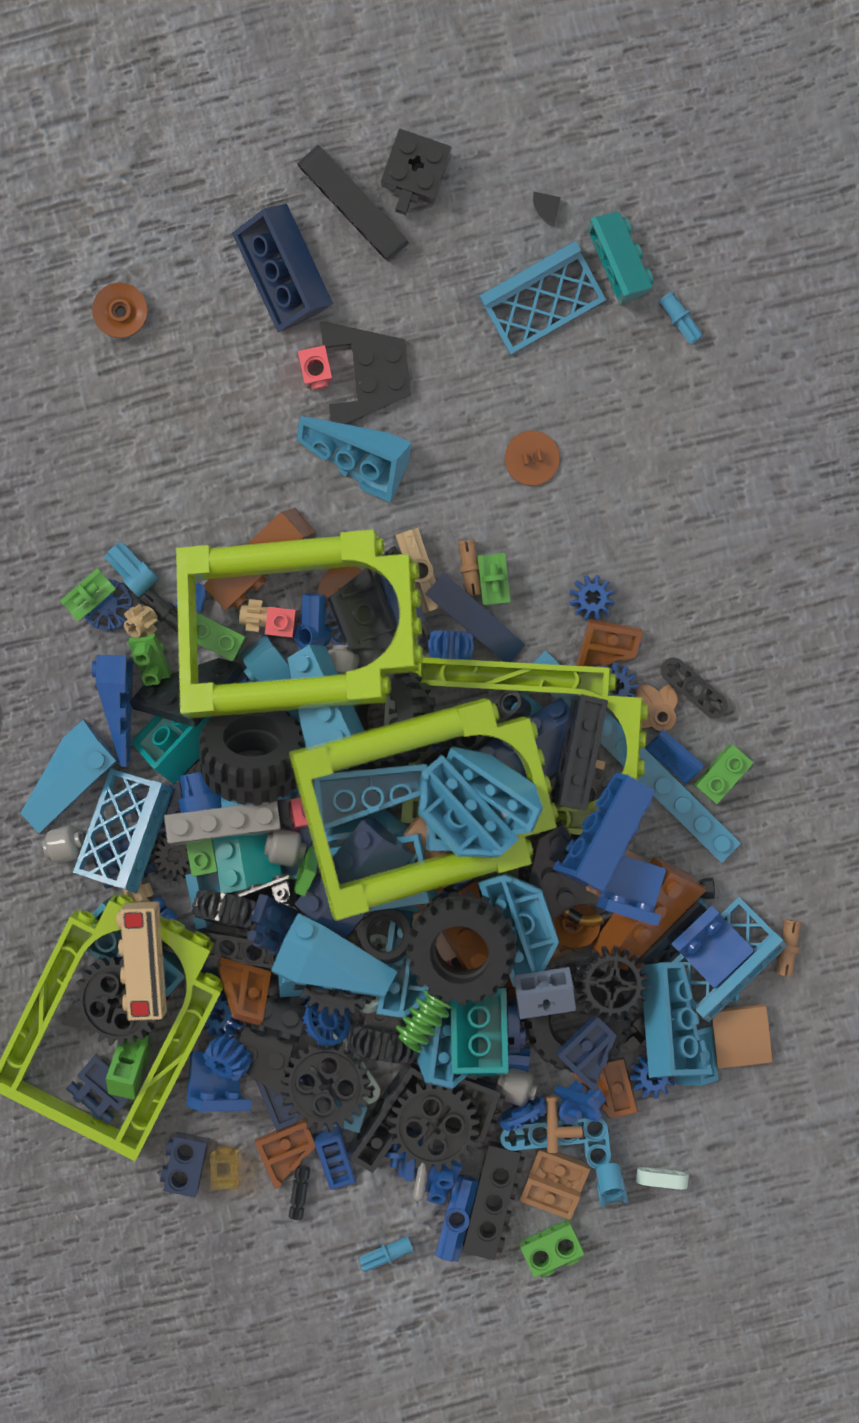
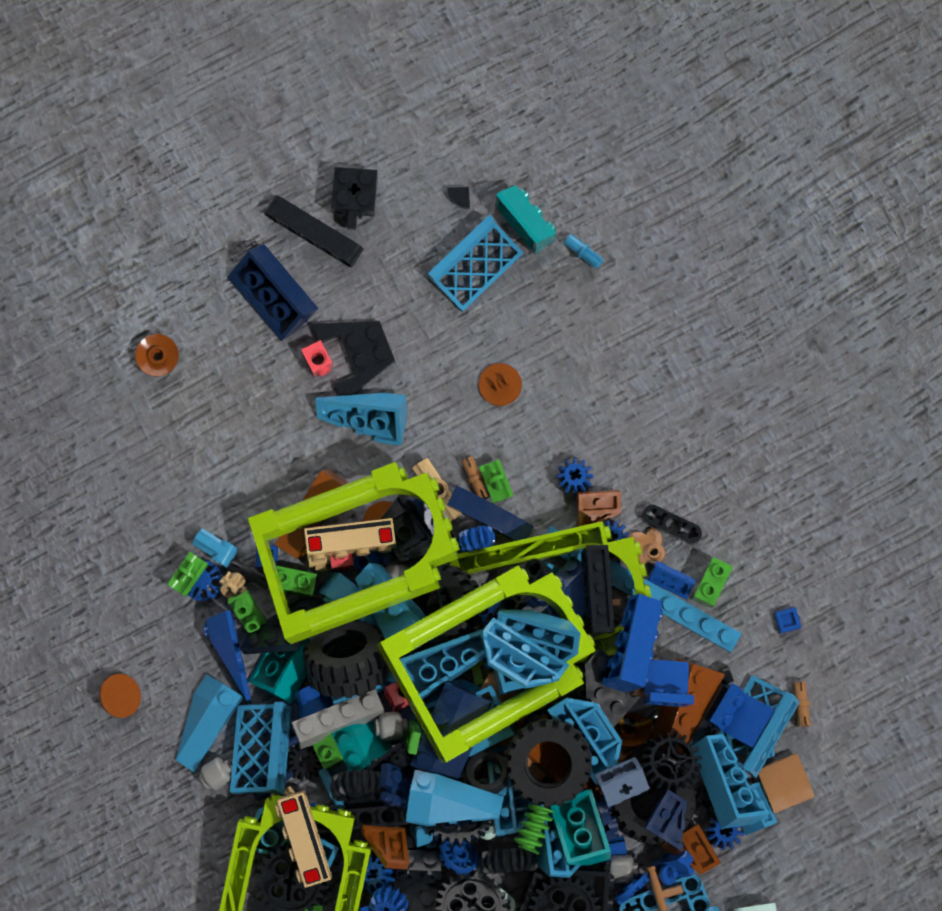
camera: 15 degrees left, 10 degrees down
(295, 606) = (350, 538): none -> tan brick
(800, 841) = (787, 620): none -> blue tile

